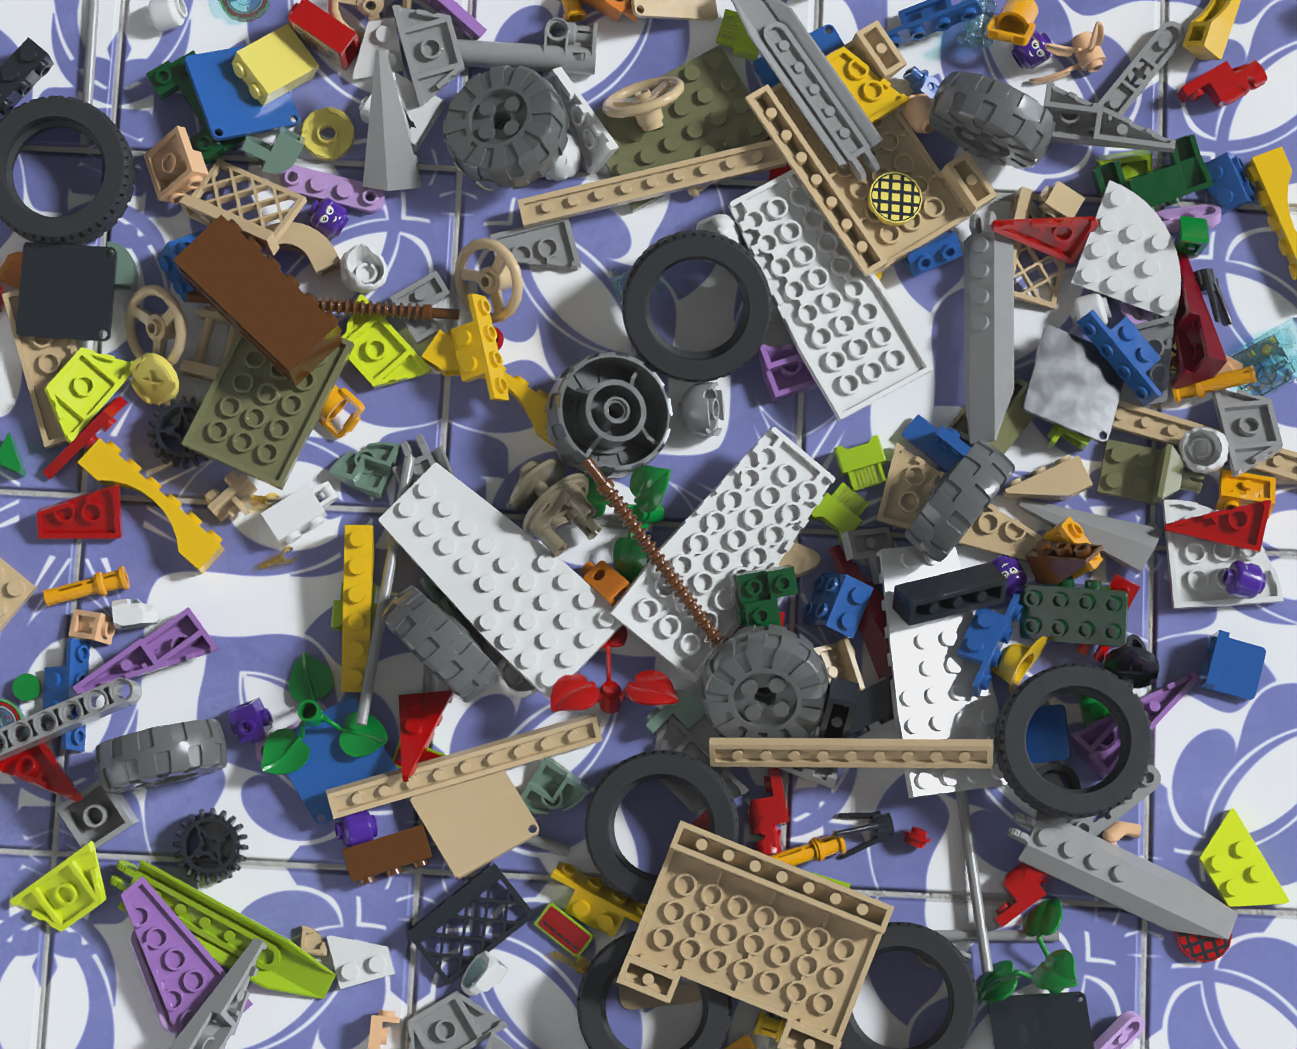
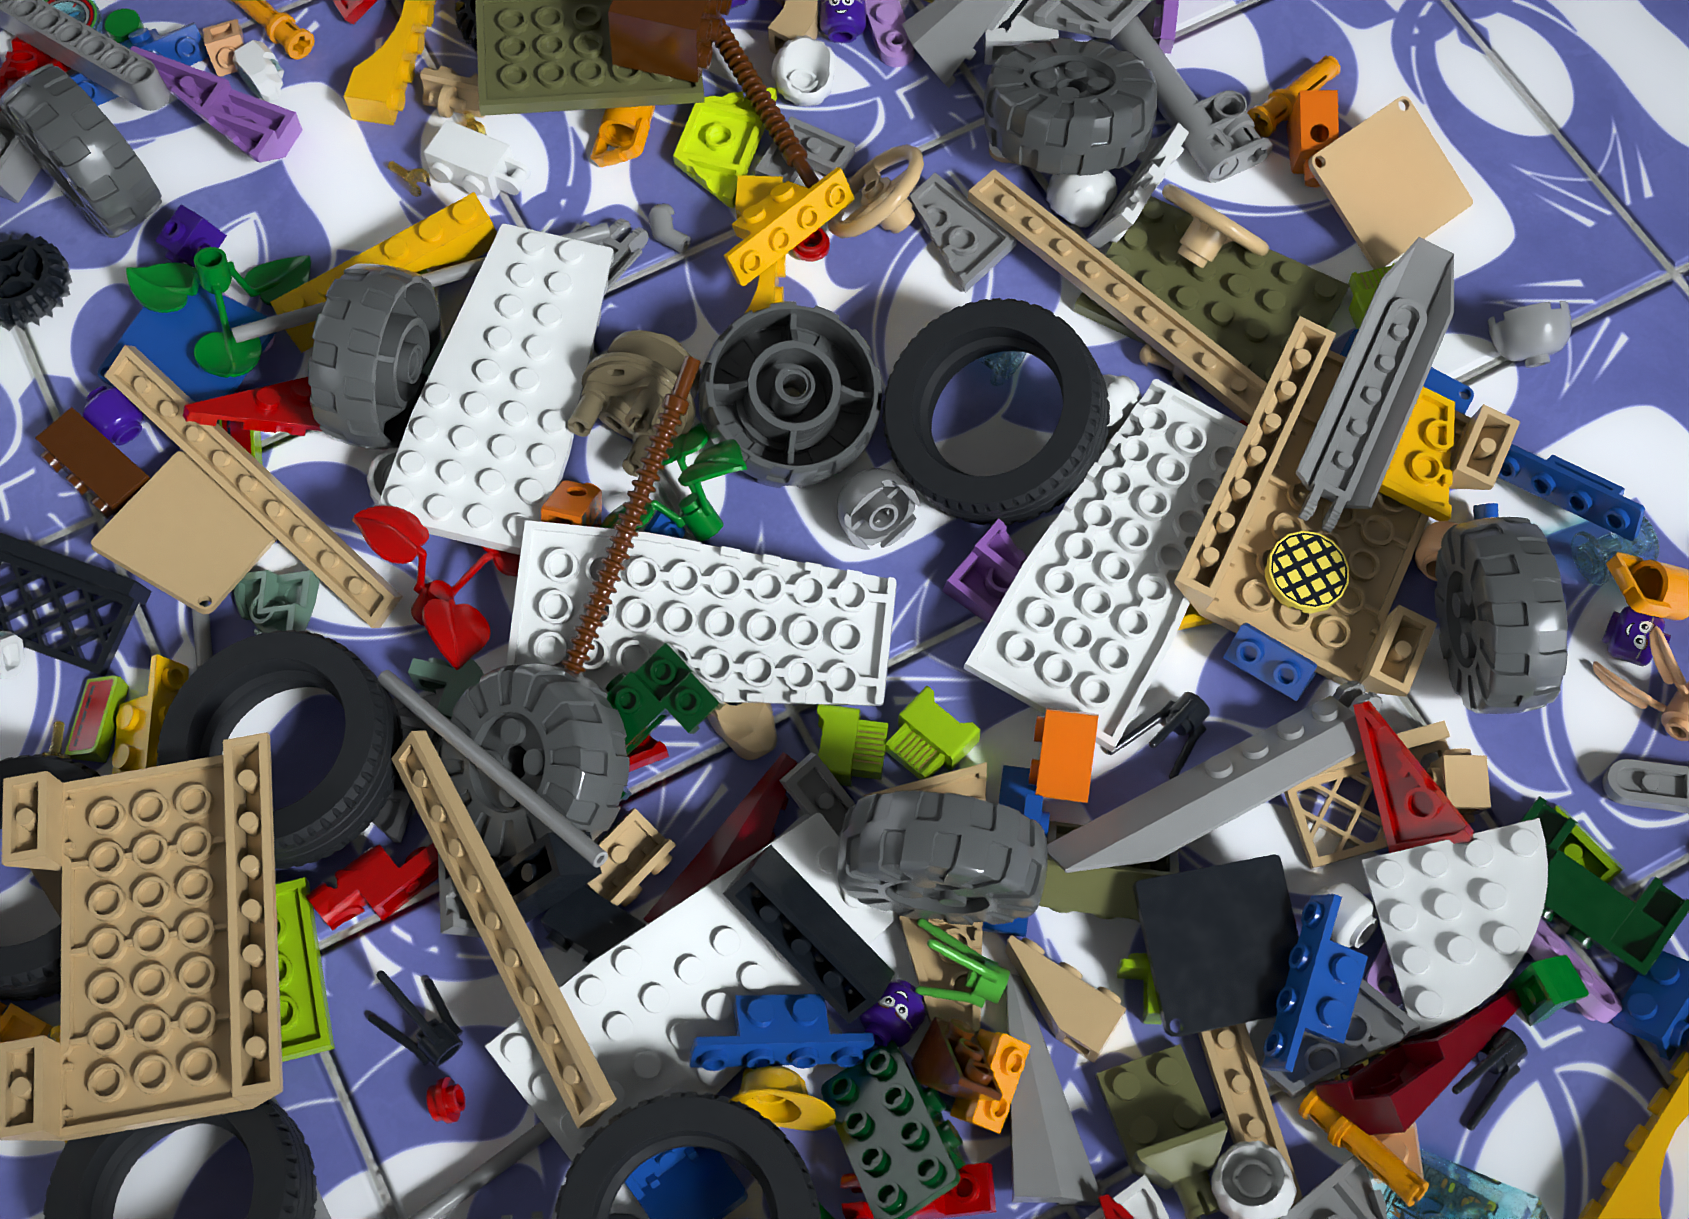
camera: 65 degrees right, 15 degrees down
(368, 469) = (570, 202): sand green brick -> none
(421, 422) = (663, 230): none -> light grey arm
(760, 711) = (494, 769): none -> light grey piece
(814, 850) = (355, 969): light orange pin -> none
(837, 603) = (712, 807): blue bracket -> none
(925, 398) = (1065, 755): none -> orange brick
(934, 319) = (1181, 717): none -> black plant
(1018, 517) = (984, 977): none -> bright green plant
(1094, 125) = (1590, 750): light grey wedge -> none

